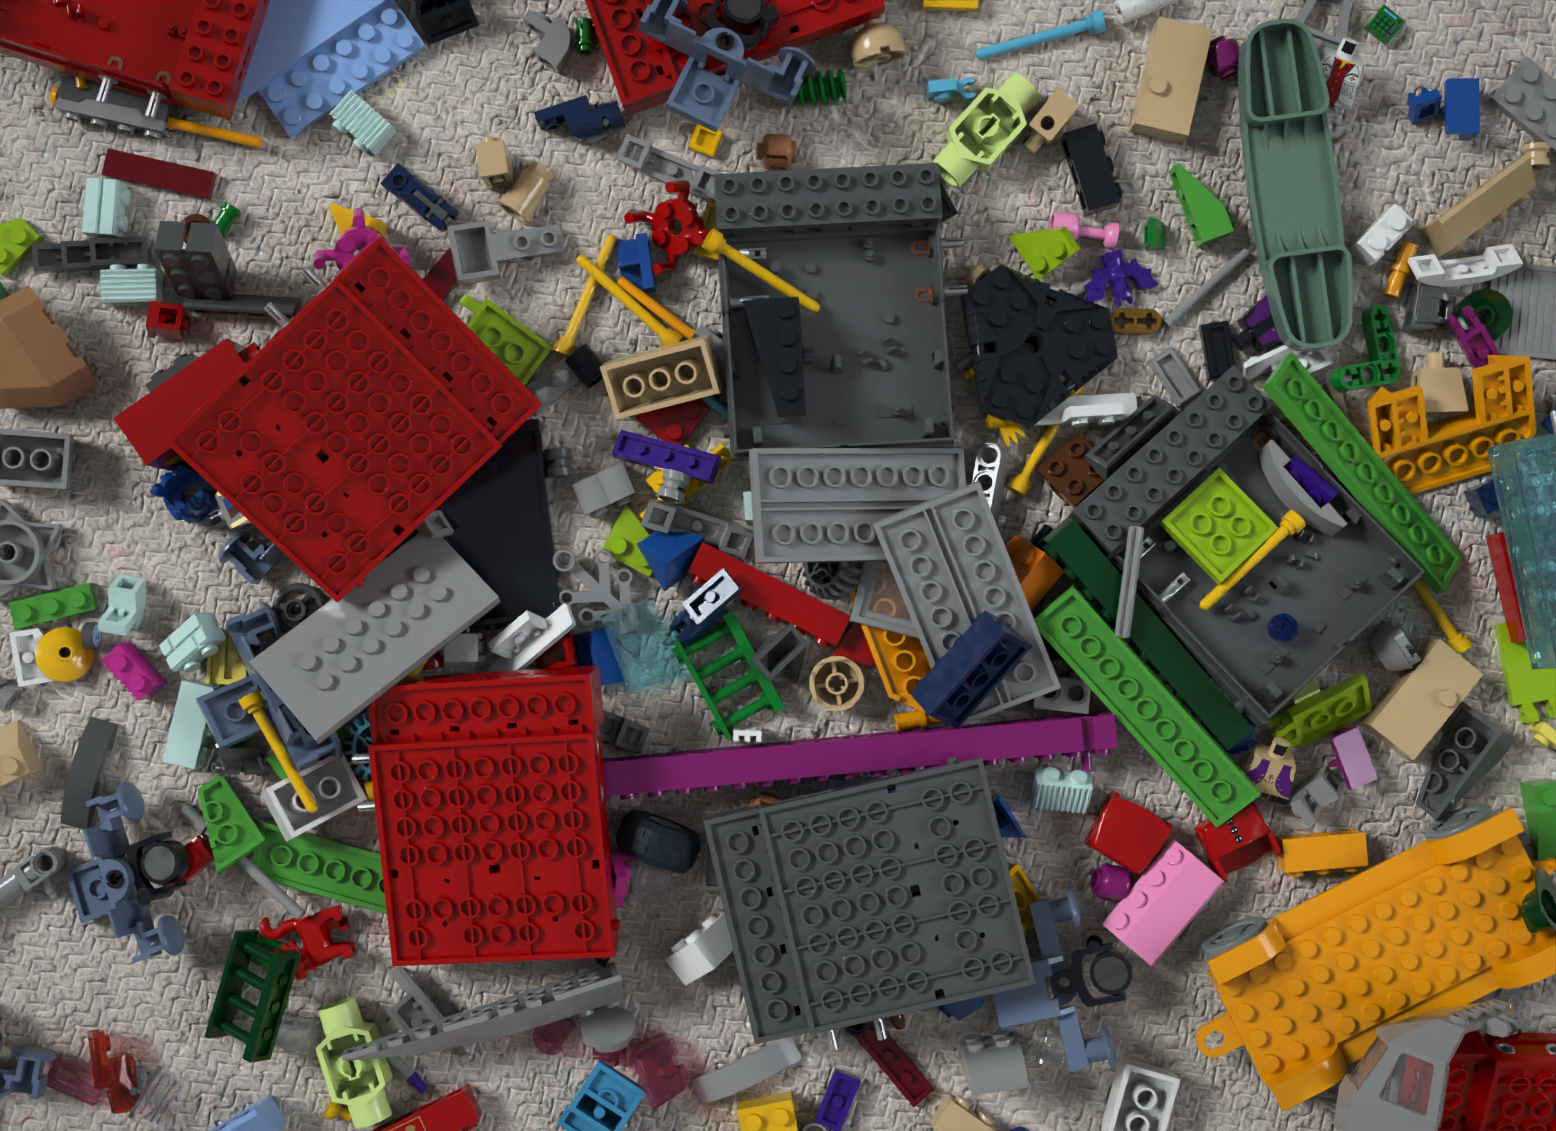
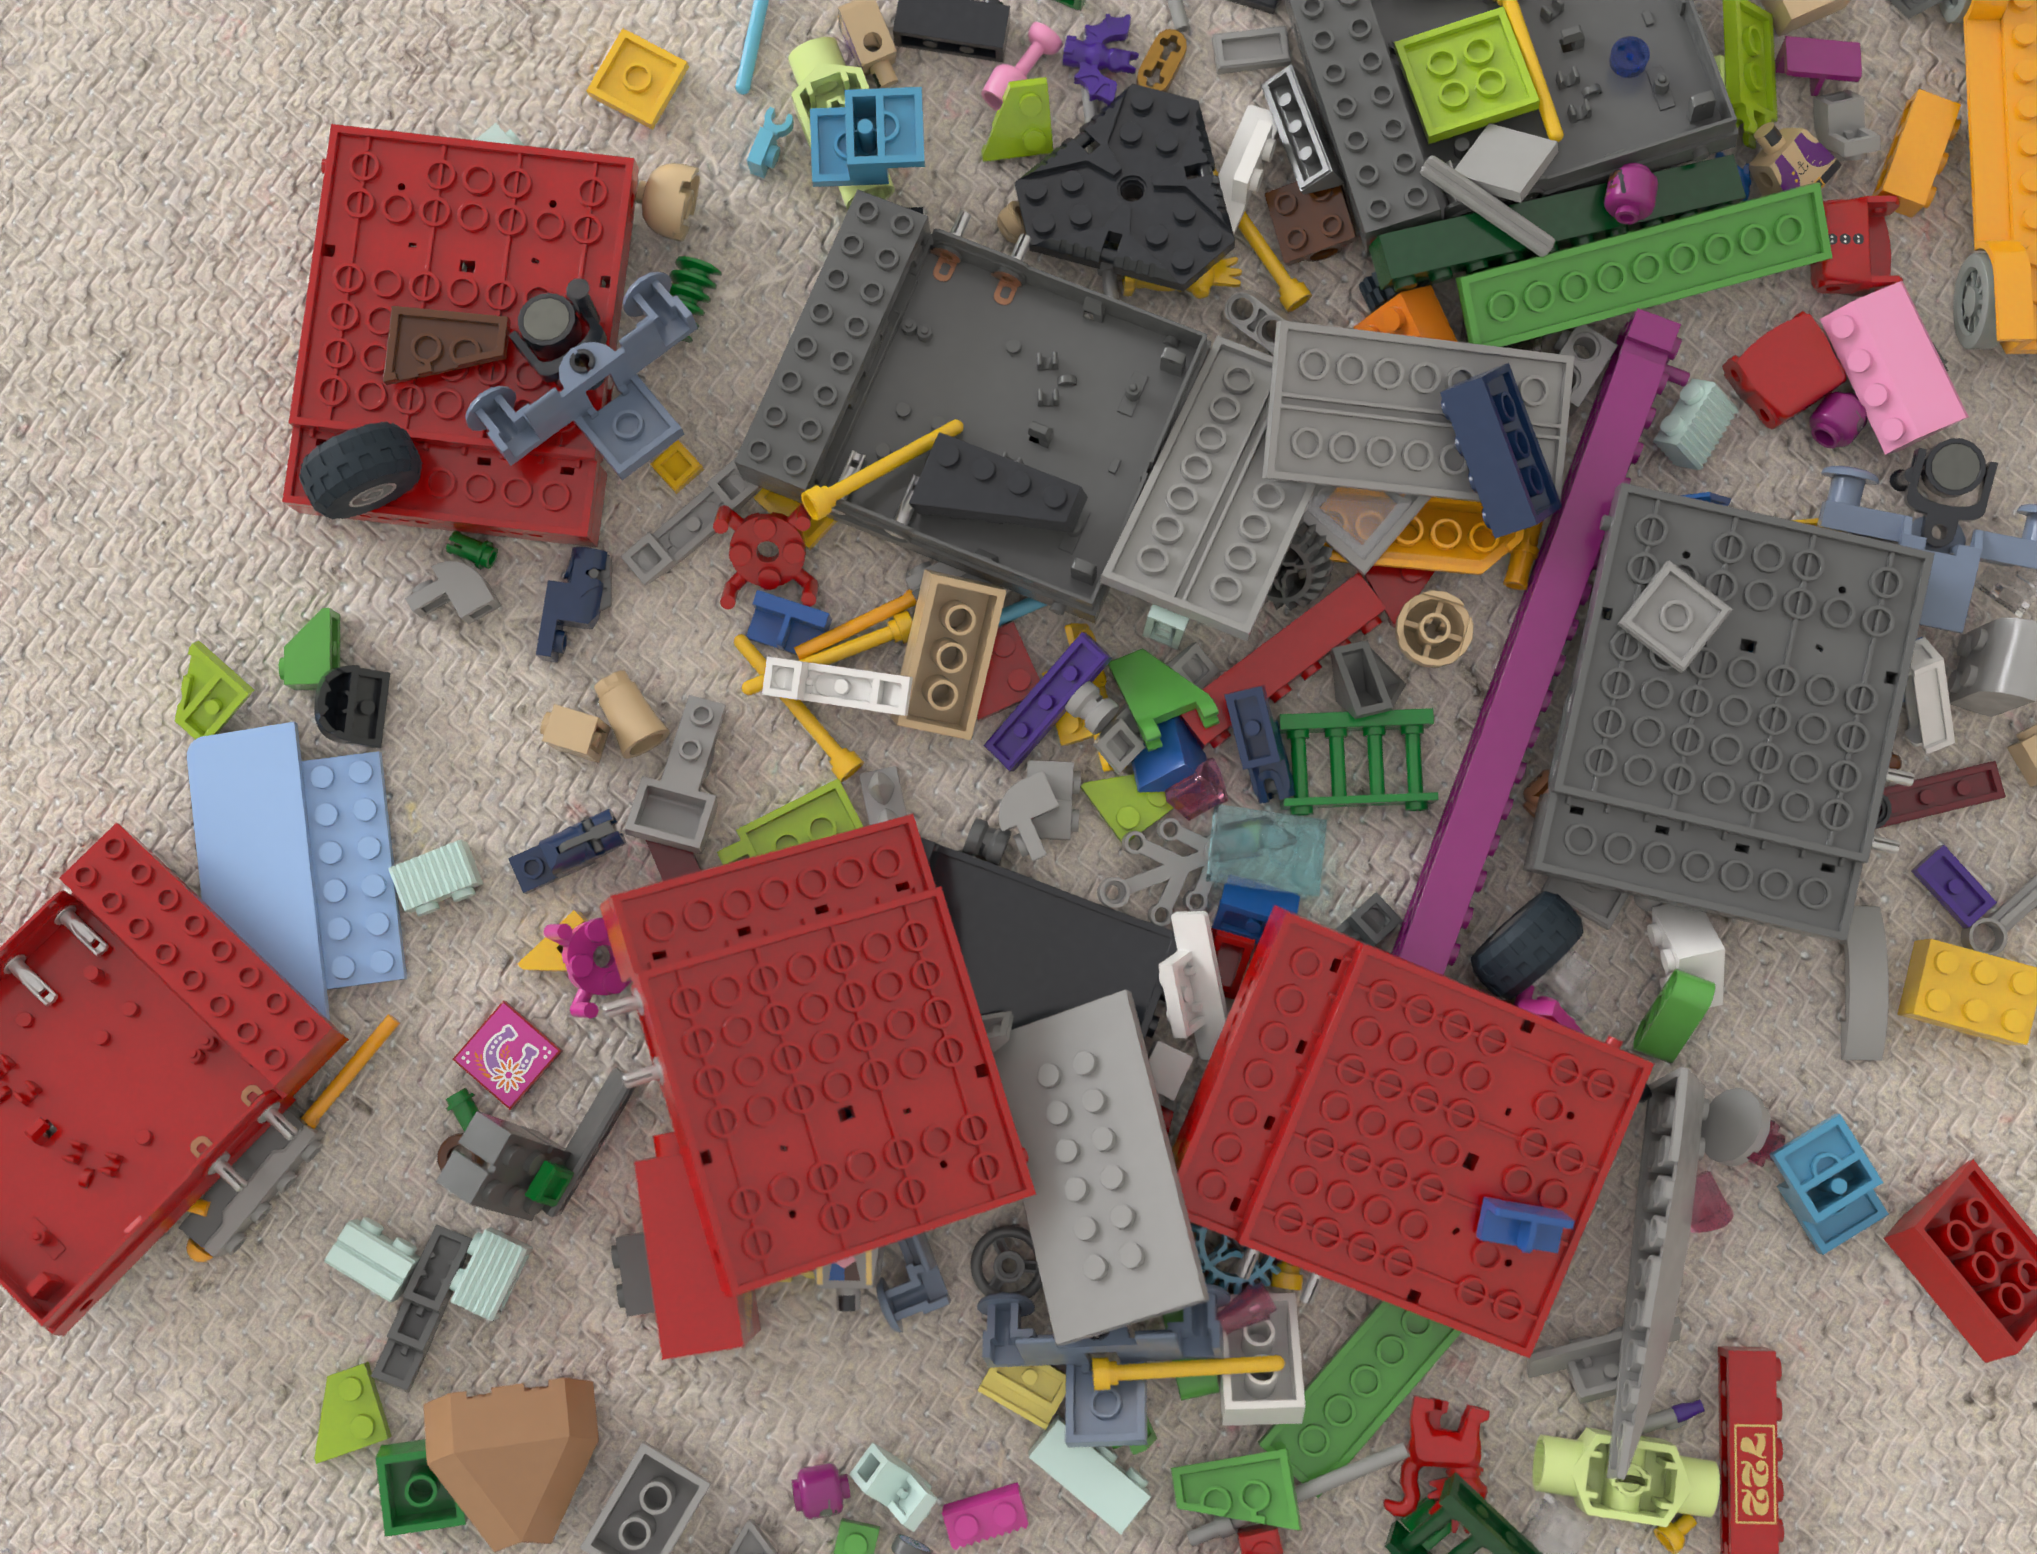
camera: 60 degrees left, 5 degrees down
(99, 560) = (820, 1491): none -> magenta head
(159, 174) = (365, 1169): dark red tile -> none
(163, 313) = (546, 1248): red brick -> none
(171, 490) = (783, 1352): blue piece -> none
(192, 642) = (986, 1418): light aqua brick -> none
(200, 294) = (549, 1184): none -> green tile
(236, 760) = (1167, 1436): dark grey hinge -> none
(274, 226) = (507, 1055): none -> tile
(338, 772) = (1246, 1309): none -> clear pink cone
(469, 921) = (1522, 1225): none -> blue panel
(584, 472) = (1021, 805): none -> light grey brick
(585, 365) = (883, 747): black piece -> none
(608, 315) = (837, 686): none -> white slope
(656, 583) = (1198, 791): none -> clear pink tile
(659, 957) = (1674, 1016): none -> bright green beam
(659, 1069) = (1814, 1087): clear pink slope -> none
(706, 524) = (1158, 694): none -> bright green flag
(747, 732) = (1443, 769): white tile -> none
(776, 151) = (736, 386): nougat head -> none
(909, 833) = (1674, 616): none -> light grey tile
(947, 1025) = (1928, 700): none -> white container
(976, 151) = (867, 137): none -> dark azure bracket
(1167, 580) = (1507, 161): none -> light grey tile
(1187, 672) = (1631, 192): none -> magenta head

